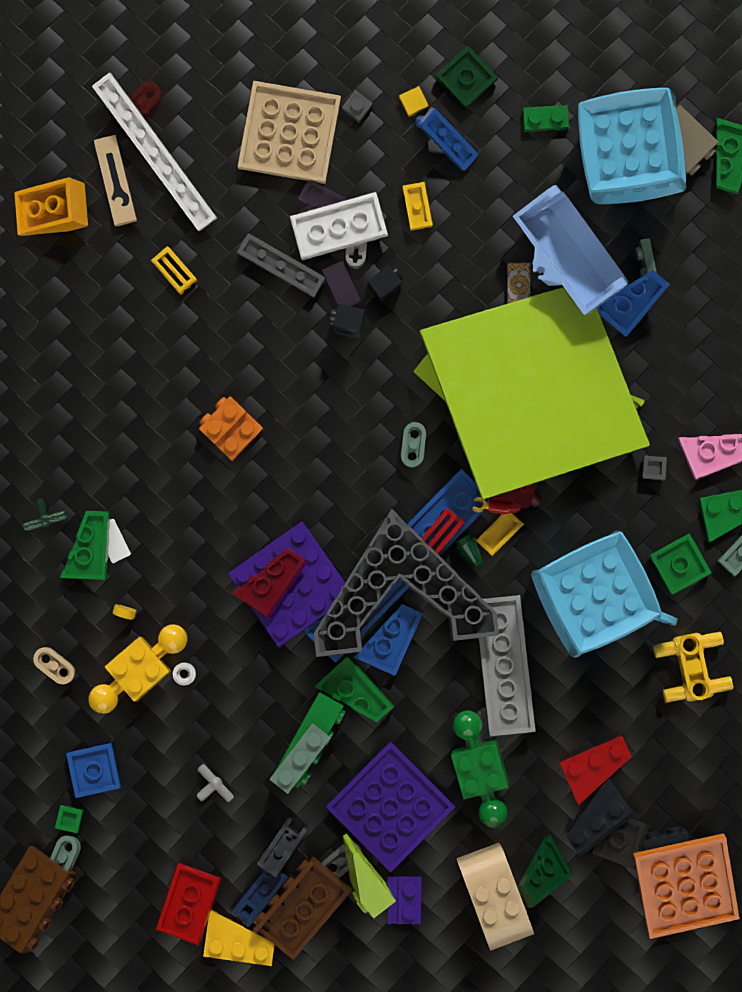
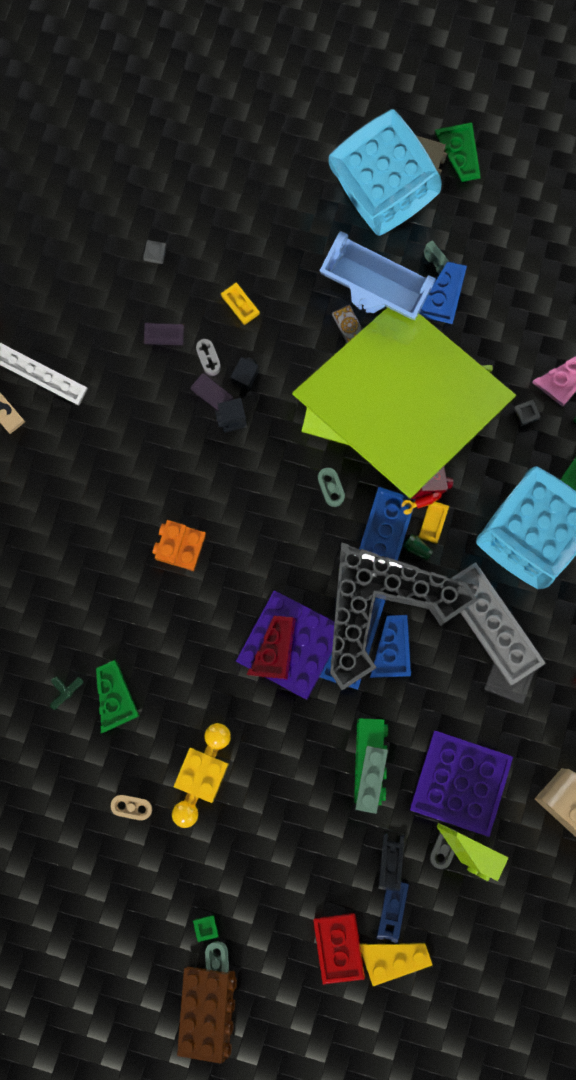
camera: 25 degrees left, 5 degrees down
(93, 770) = (206, 877): blue plate -> none
(117, 547) = (135, 685): white sticker -> none
(124, 612) = (167, 734): yellow tile -> none
(184, 681) = (245, 765): white plate -> none
(186, 284) = (88, 451): yellow tile -> none
(215, 783) = (309, 837): light grey piece -> none
(281, 265) = (156, 400): dark grey plate -> none
(289, 132) = (111, 296): tan plate -> none
(302, 907) = (433, 903): reddish brown bracket -> none
(339, 226) = (187, 347): white tile -> none
(355, 689) = (385, 703): green wing -> none
(408, 900) = (511, 846): dark purple plate -> none
(413, 101) = (196, 227): yellow tile -> none
(447, 138) = (237, 241): blue piece -> none
(453, 517) = (392, 527): red tile -> none
(466, 77) = (228, 190): dark green plate -> none
(480, 769) = (517, 715): green brick -> none
(545, 118) = (304, 192): green plate -> none

